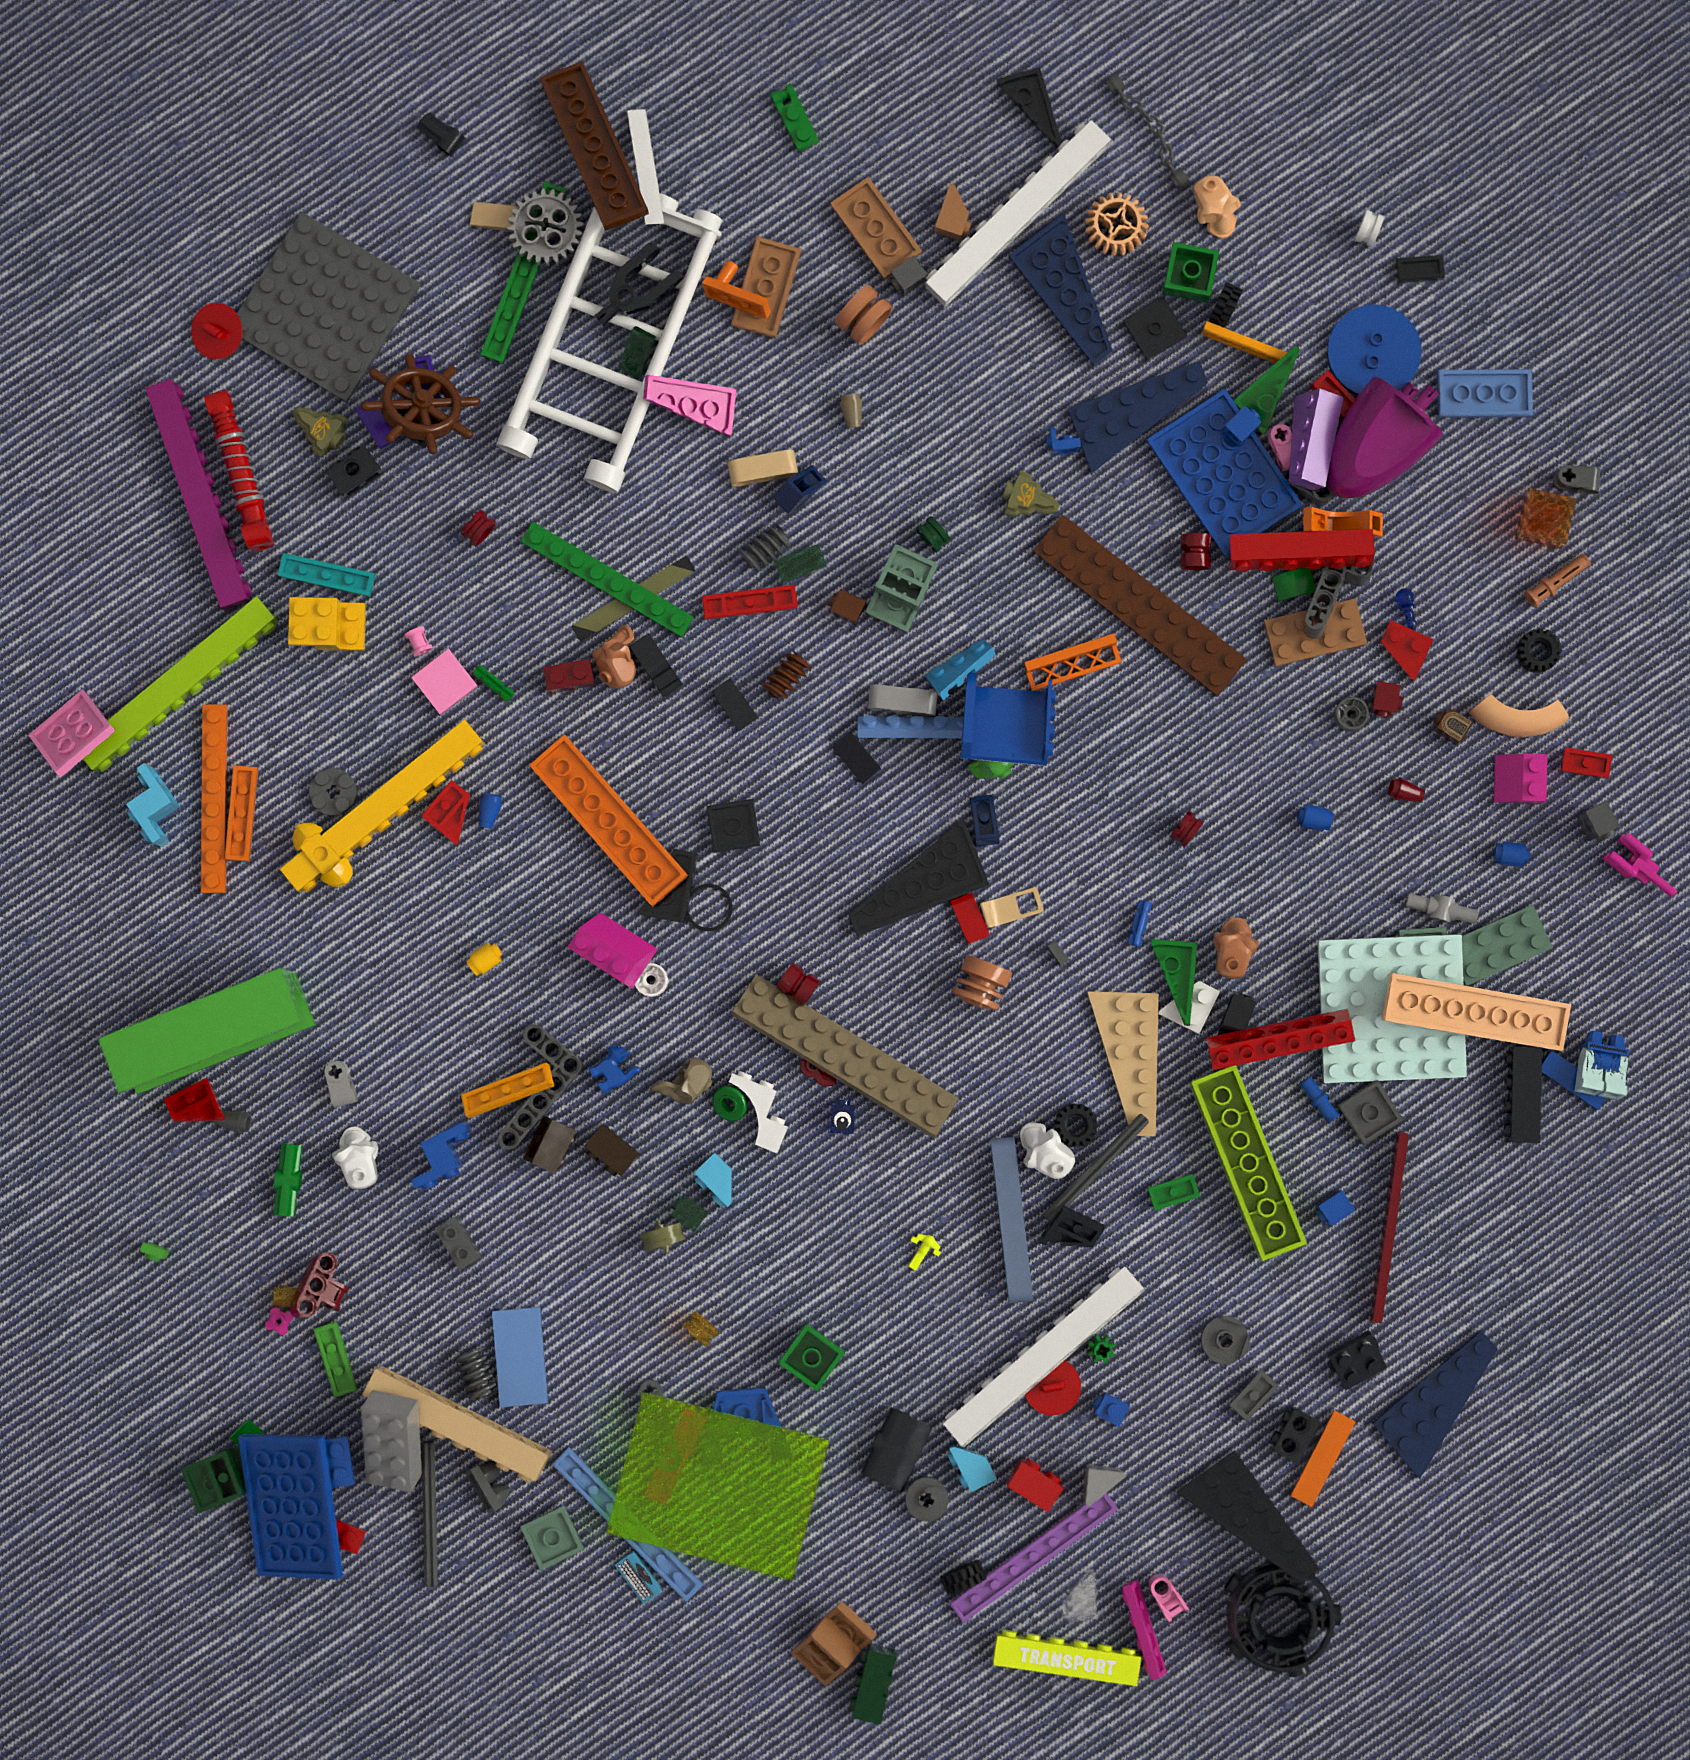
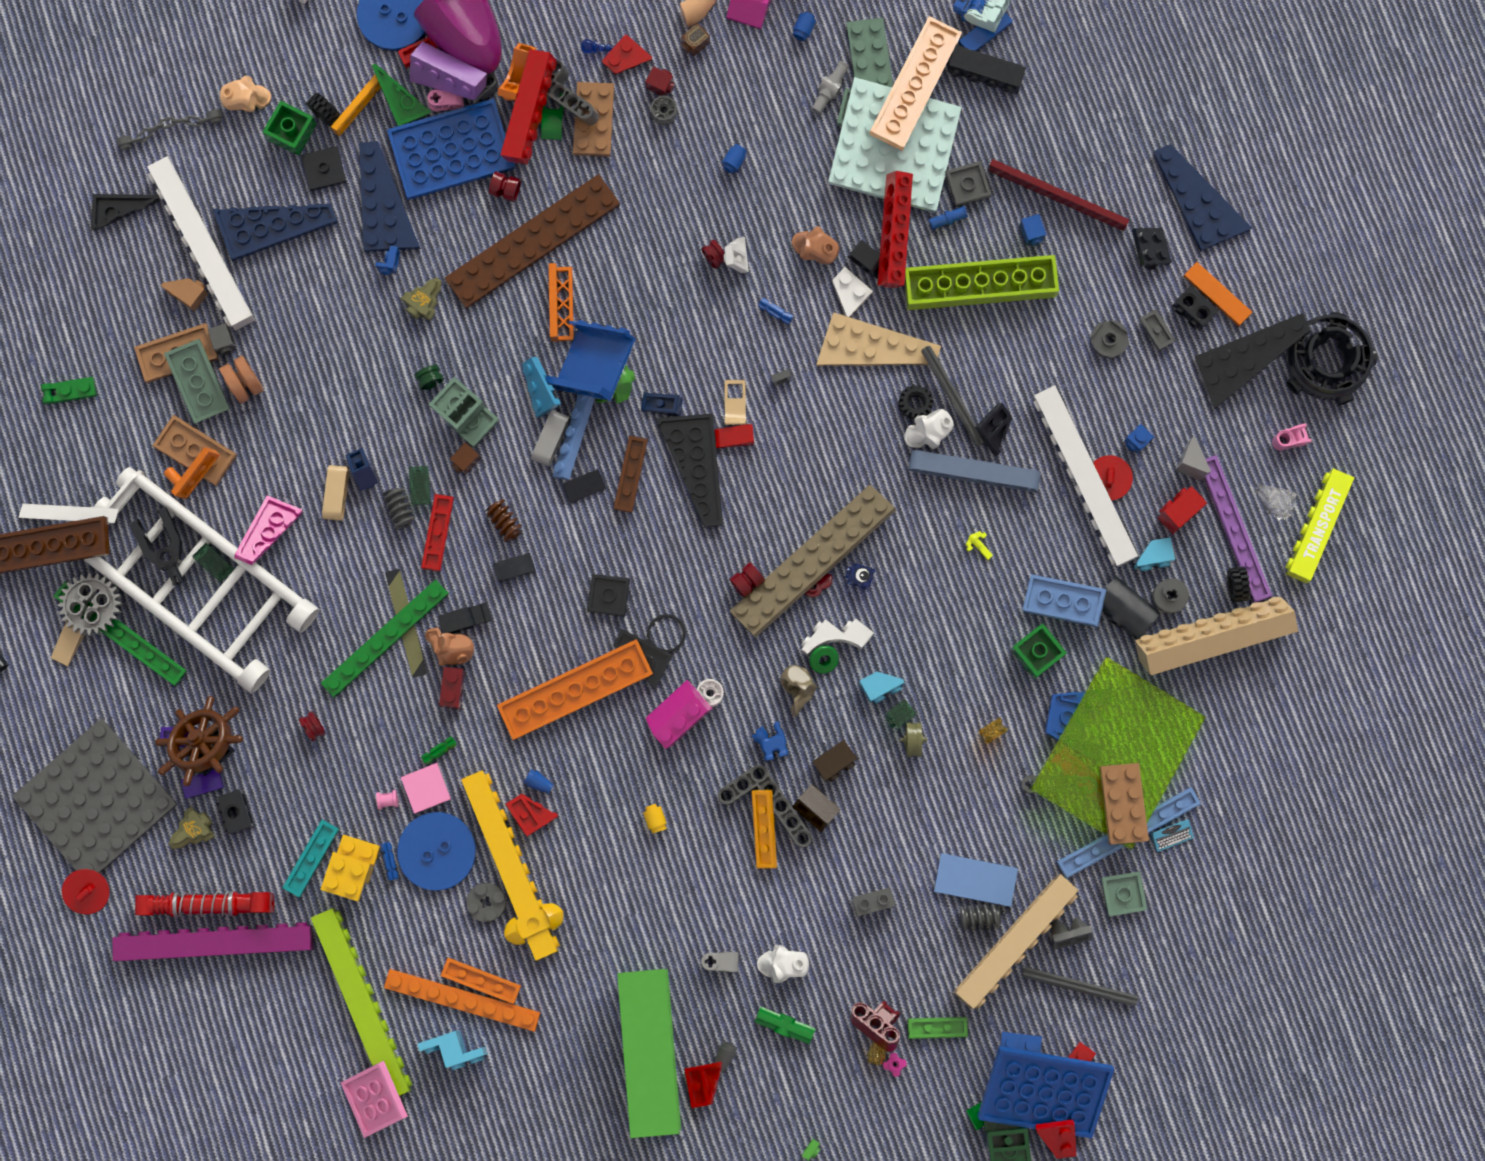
camera: 75 degrees left, 5 degrees down
(246, 1536) = (1059, 1137): none -> red wing
(349, 665) = (389, 861): none -> blue axle
(376, 717) = (436, 851): none -> blue plate
(391, 1441) = (1016, 996): light grey brick -> none
(442, 1156) = (802, 894): blue bracket -> none
(655, 1508) = (1124, 804): none -> medium nougat plate
(833, 1643) = (1263, 697): medium nougat bracket -> none
(847, 263) = (197, 381): none -> sand green plate
(851, 408) = (312, 412): dark tan cone -> none
(873, 1683) = (1301, 676): dark green wedge -> none
(883, 1371) = (1064, 600): none -> medium blue tile
(887, 808) = (630, 474): none -> reddish brown plate
(891, 1567) = (1216, 635): none -> tan brick
(981, 983) = (787, 439): nougat wheel -> none
(1094, 1347) = (1094, 429): green gear -> none
(1109, 219) = (225, 185): light nougat gear -> none
(1146, 1636) = (1319, 462): dark pink plate -> none
(1173, 1192) = (987, 344): green plate -> none
(1178, 966) = (819, 291): green wing -> none
(1193, 856) = (736, 255): none -> white wing
(1242, 425) = (419, 123): blue brick -> none
(1405, 791) = (732, 89): dark red cone -> none

